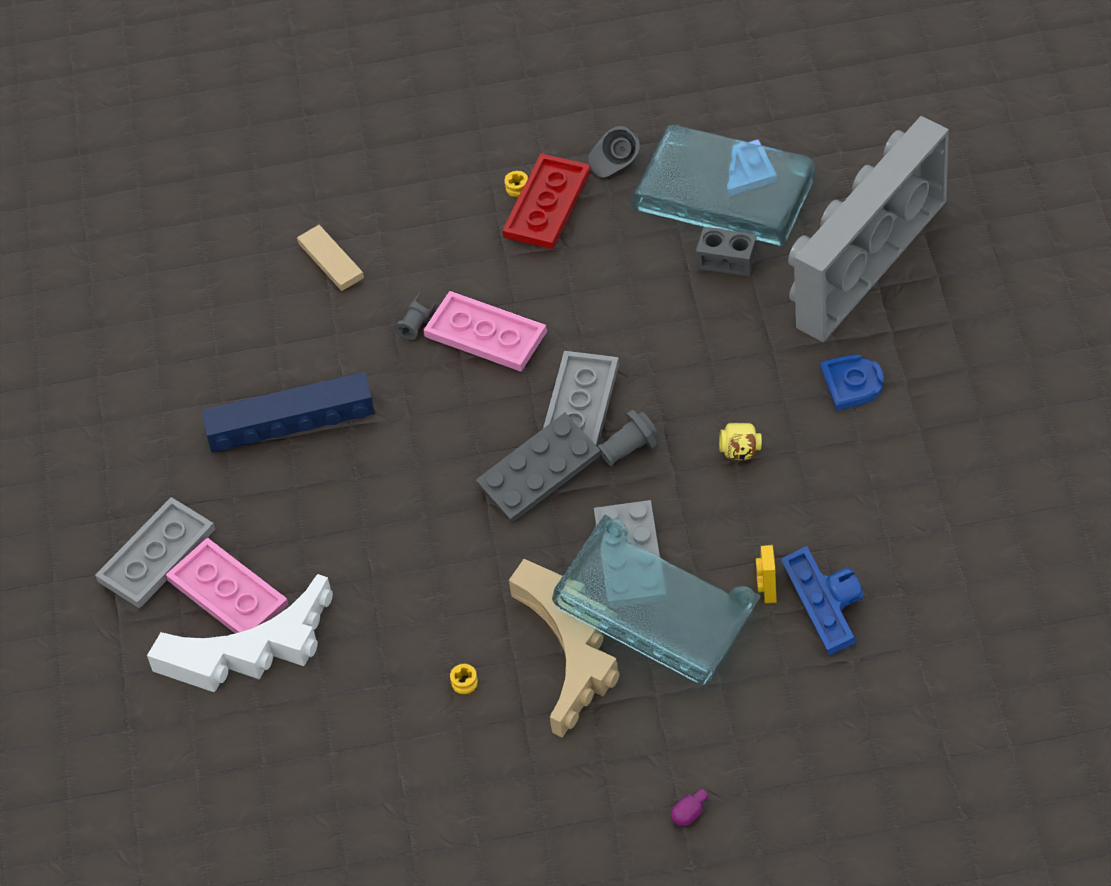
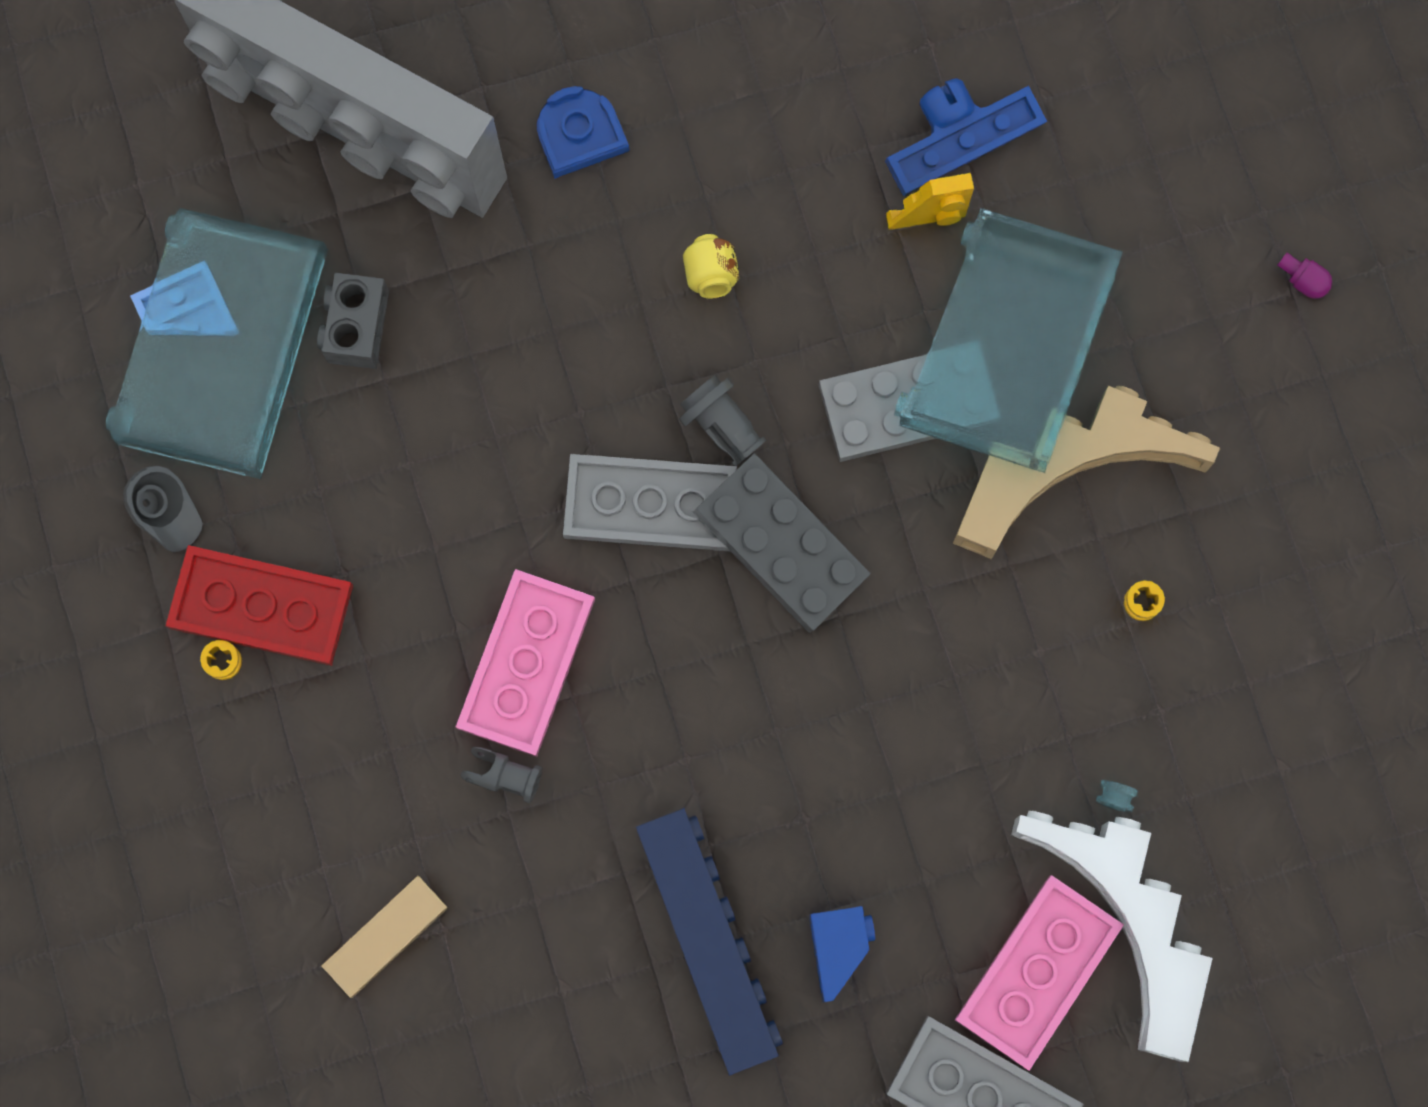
camera: 105 degrees left, 25 degrees up
(267, 479) = (839, 946): none -> blue slope
(331, 644) = (1116, 796): none -> clear light blue bush

